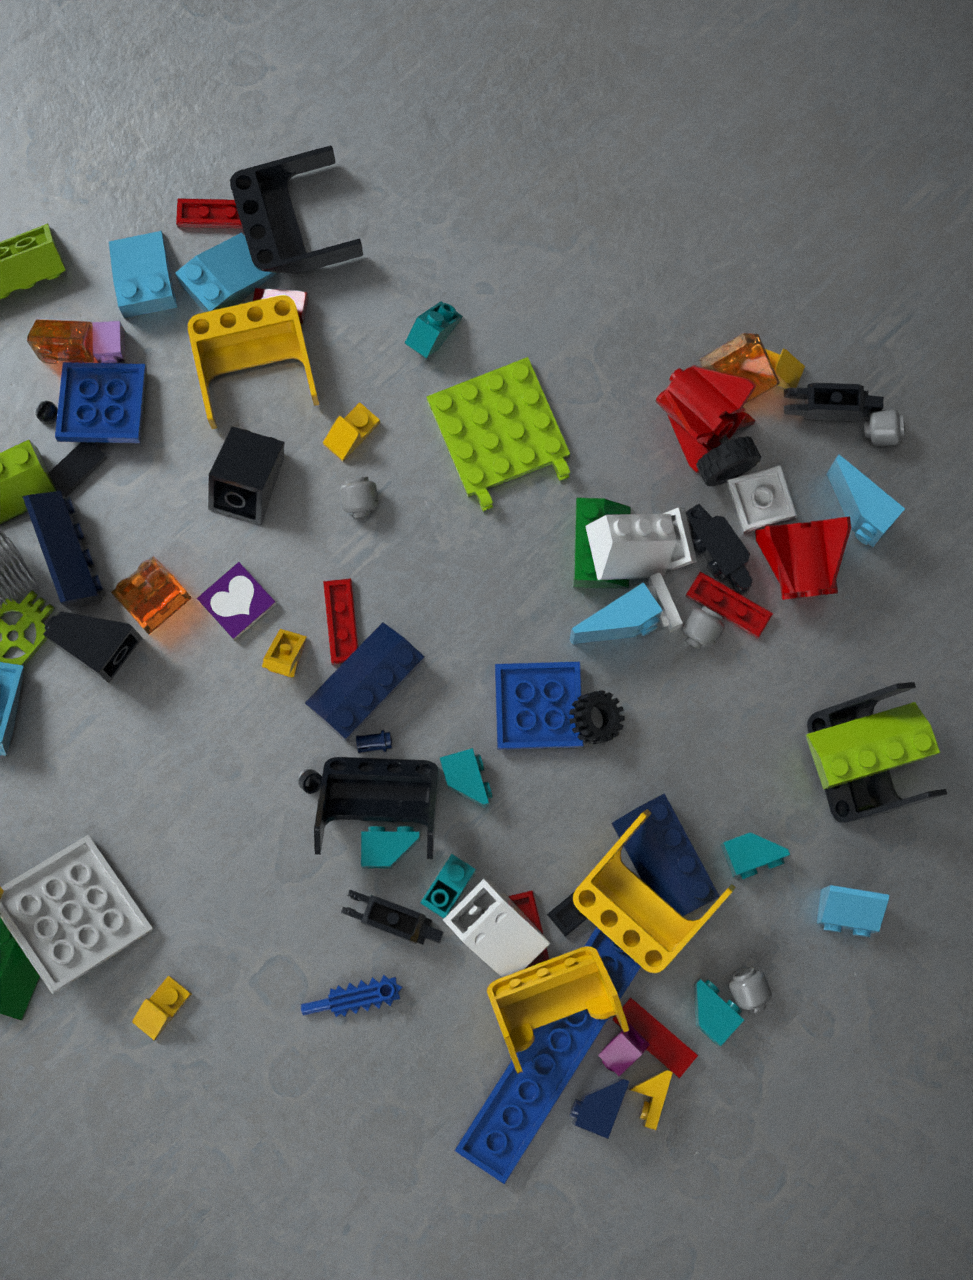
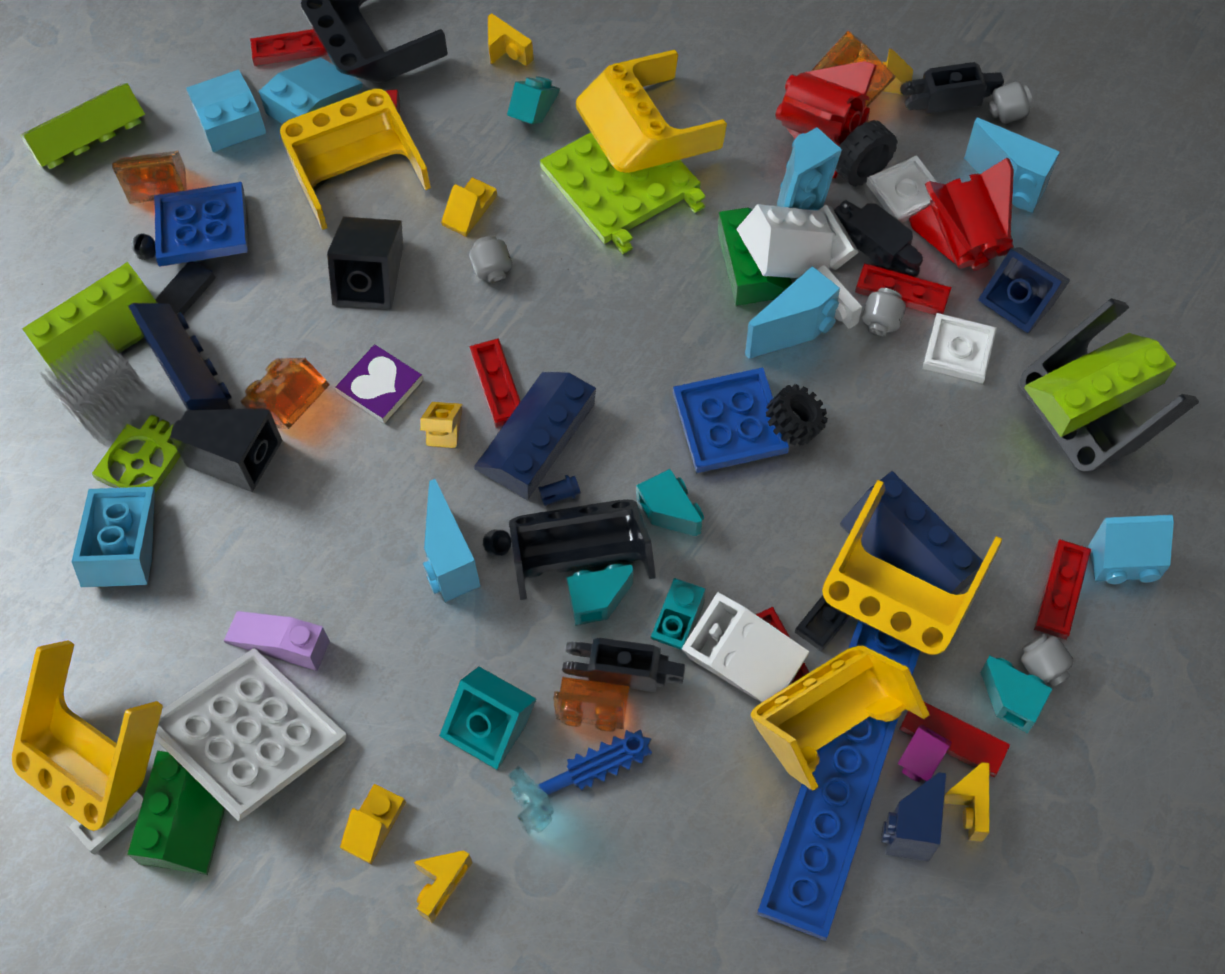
camera: 10 degrees left, 15 degrees down
(108, 342) = (199, 167): lavender brick -> none
(108, 829) = (279, 638): none -> lavender slope
(212, 1064) = (447, 873): none -> yellow slope
(263, 783) = (450, 561): none -> medium azure slope
(271, 938) = (487, 716): none -> teal slope
(290, 1017) = (533, 801): none -> clear light blue bracket
(361, 943) = (591, 704): none -> clear orange bracket
(417, 251) = (506, 39): none -> yellow slope
(513, 376) = (630, 124): none -> yellow windscreen
(664, 482) = (809, 171): none -> medium azure slope
(751, 852) = (1004, 517): teal slope -> none
(763, 675) = (959, 348): none -> white tile
(785, 926) = (1062, 589): none -> red tile
(837, 630) = (1023, 289): none -> dark blue slope

